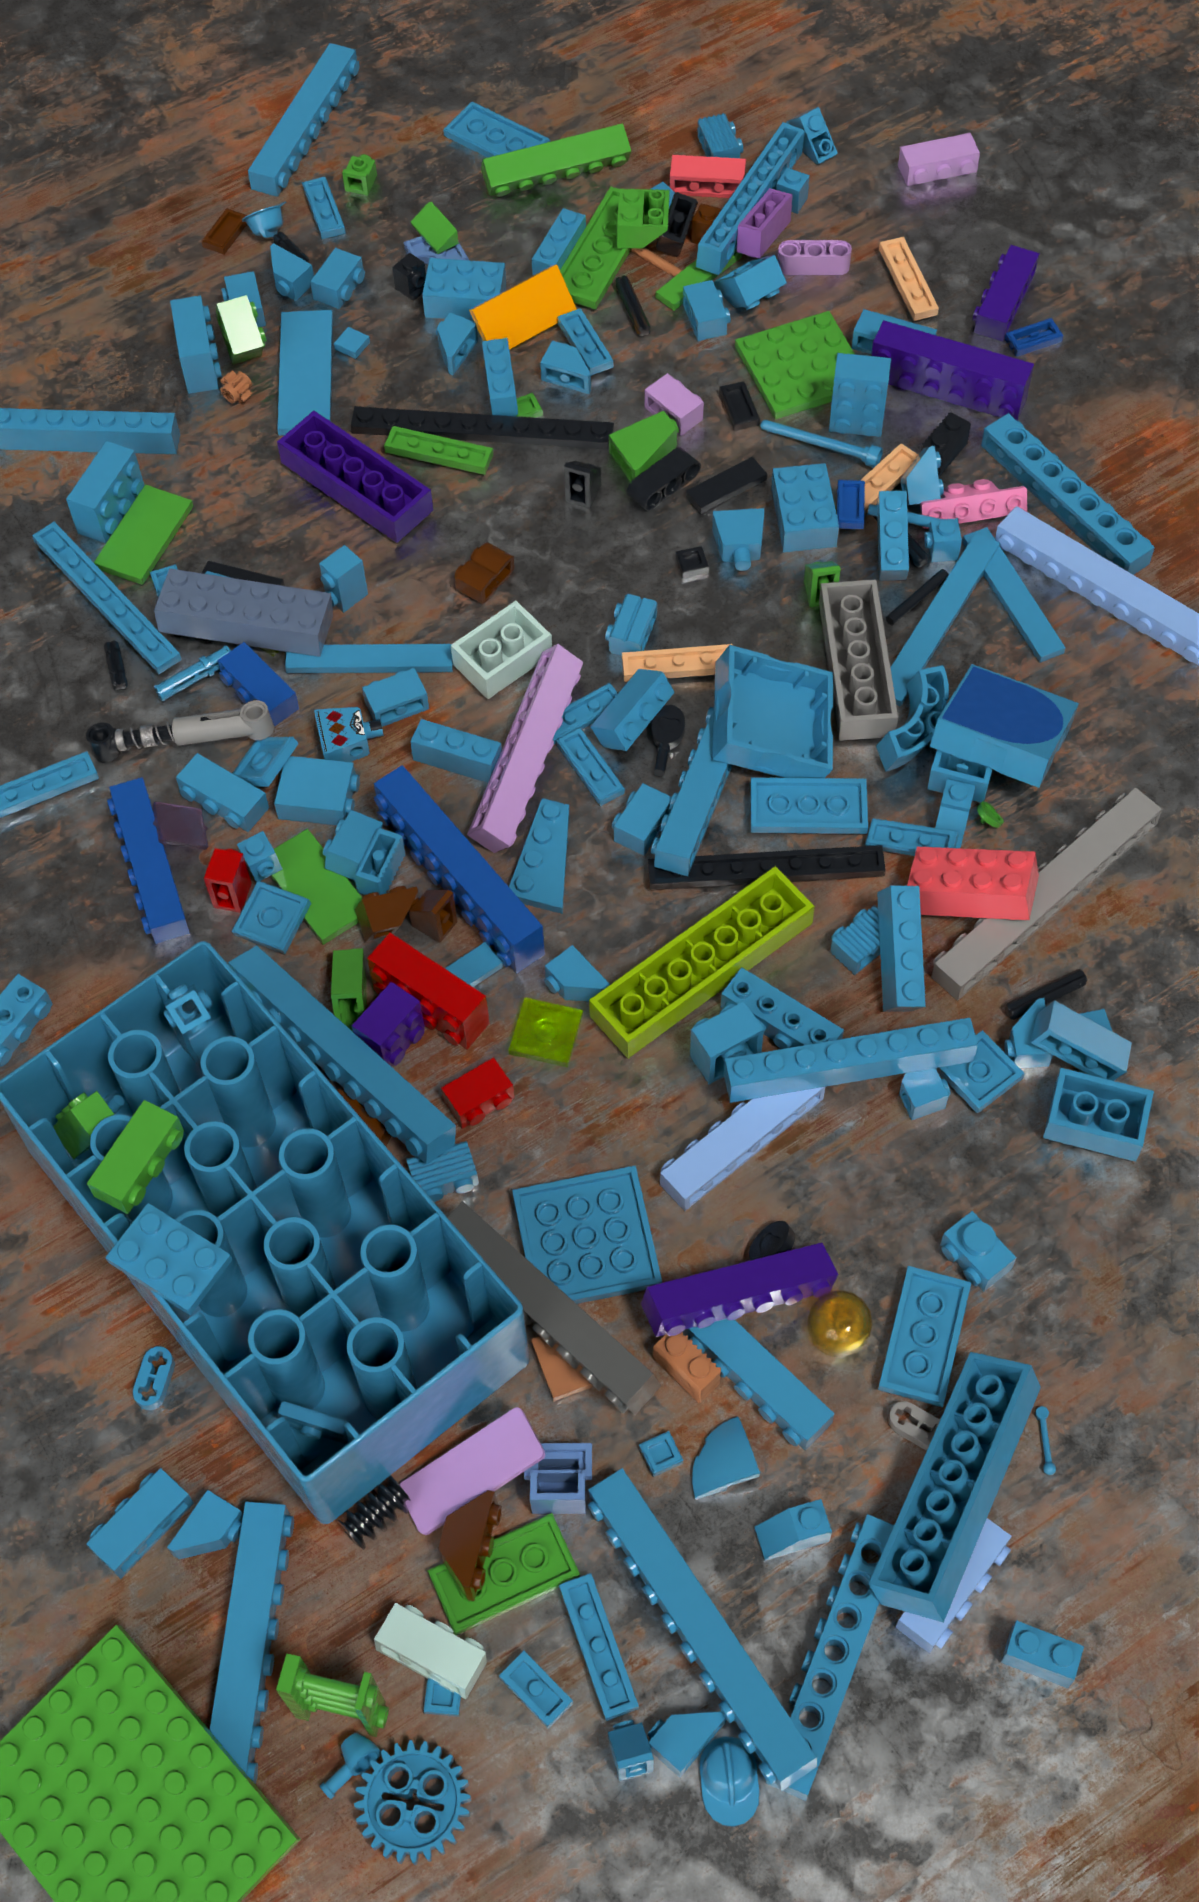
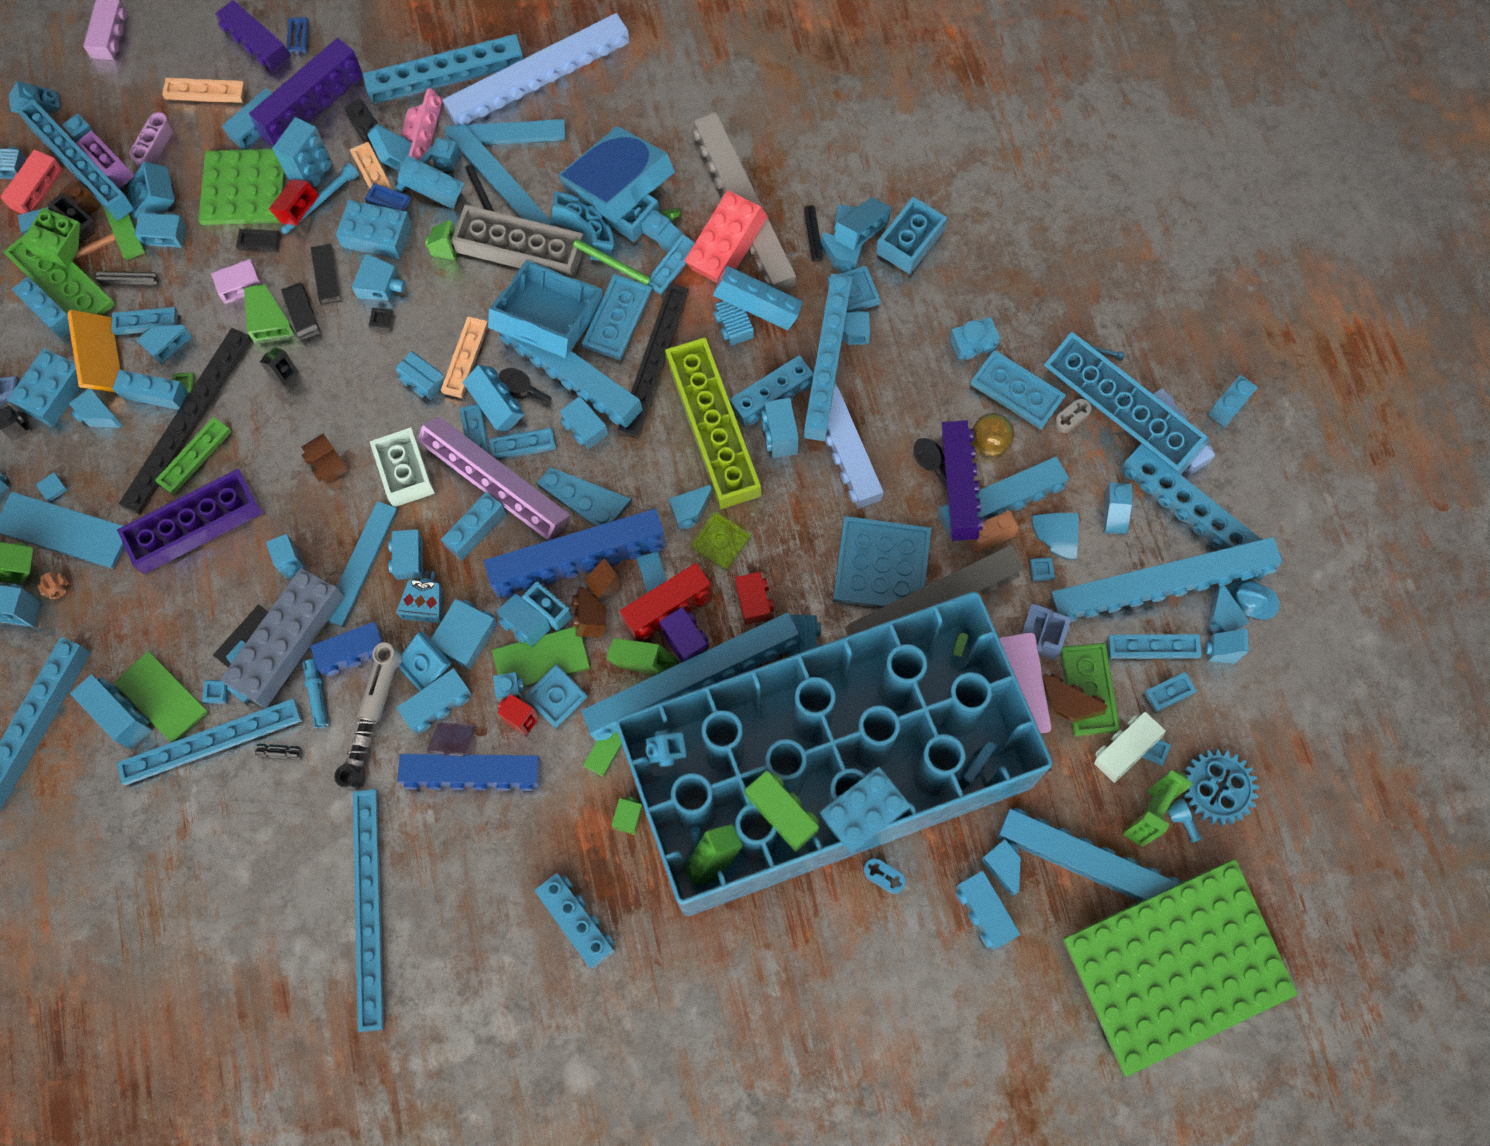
camera: 70 degrees left, 10 degrees up
(800, 415) = (293, 202): none -> red brick
(875, 765) = (611, 261): none -> bright green bar

